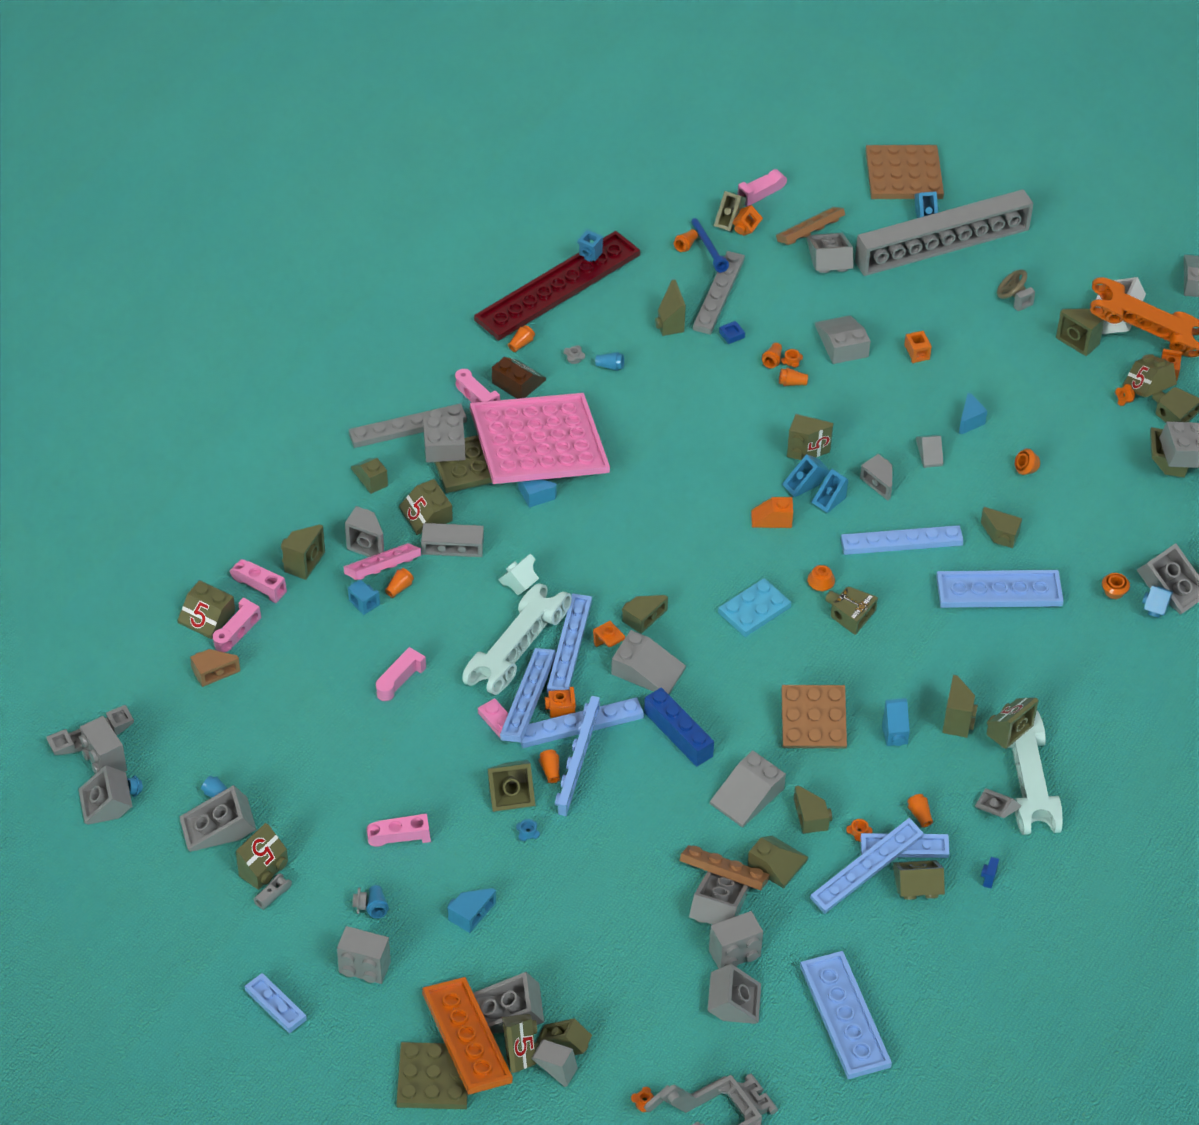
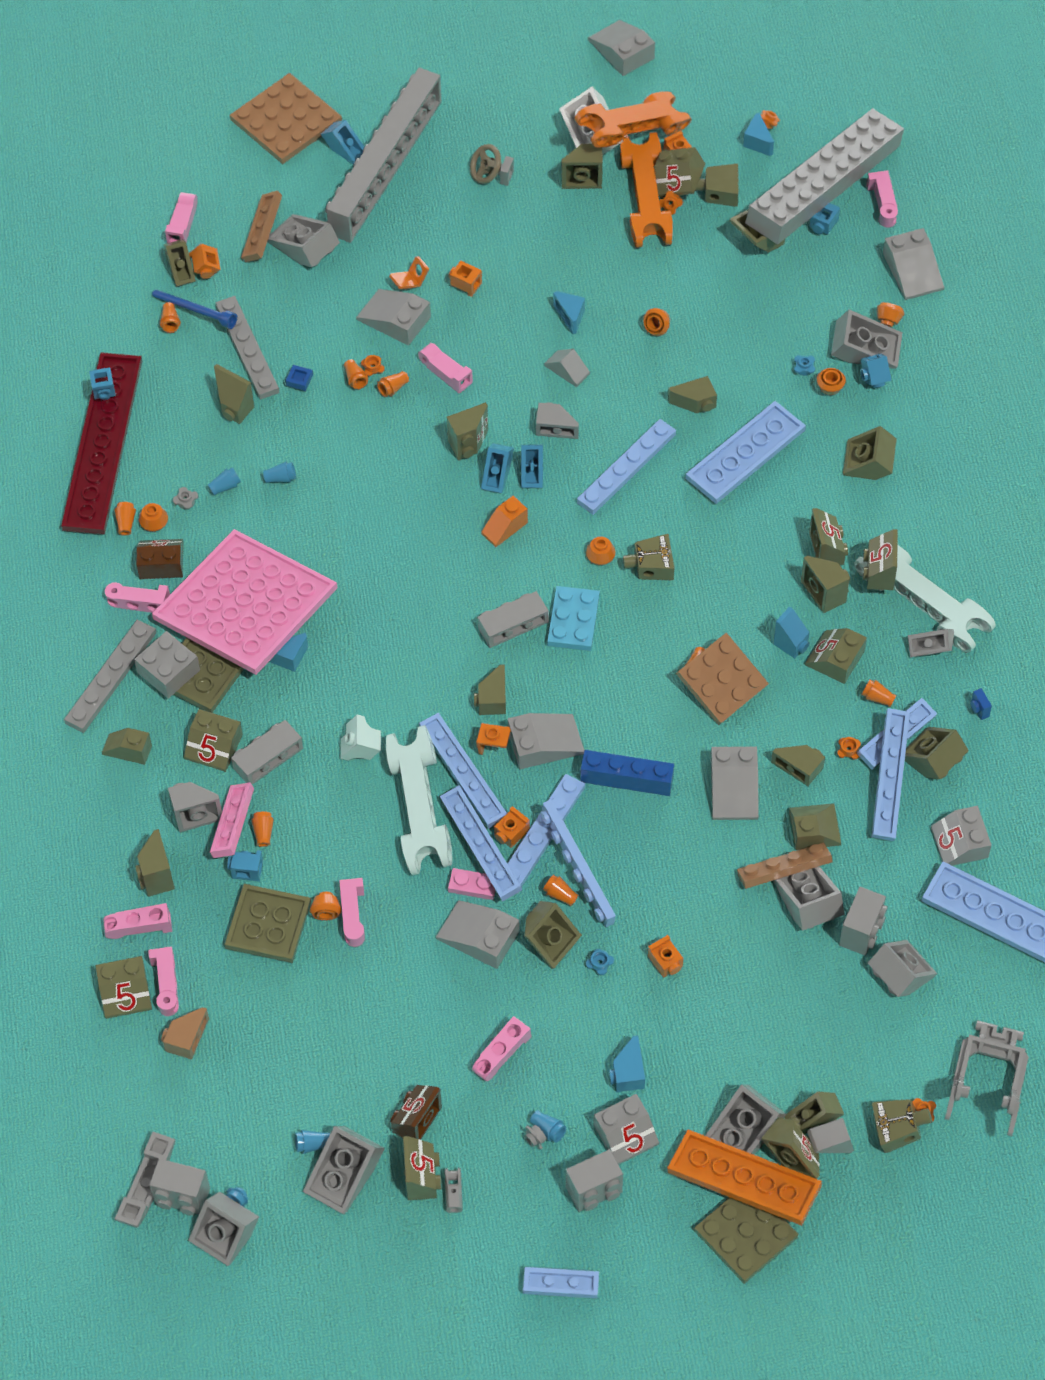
camera: 40 degrees left, 10 degrees up
(300, 826) = (418, 1112): none -> reddish brown slope
(338, 641) = (268, 923): none -> olive plate
(383, 657) = (325, 906): none -> orange cone
(424, 944) = (626, 1129): none -> light grey slope
(467, 751) = (480, 932): none -> light grey slope
(540, 351) = (153, 517): none -> orange cone
(575, 860) = (665, 965): none -> orange brick
(613, 1090) = (898, 1123): none -> olive torso
(654, 381) = (281, 473): none -> dark azure cone
(709, 576) = (513, 619): none -> light grey brick
(840, 392) = (446, 368): none -> bright pink leg
(876, 947) = (962, 837): none -> light grey slope
(877, 322) = (410, 278): none -> orange bracket
(920, 765) = (837, 653): none -> olive slope
(994, 682) = (827, 537): none -> olive slope
(1093, 654) = (870, 454): none -> olive slope
(1101, 393) = (650, 218): none -> orange piece
(1109, 564) = (803, 369): none -> dark azure plate

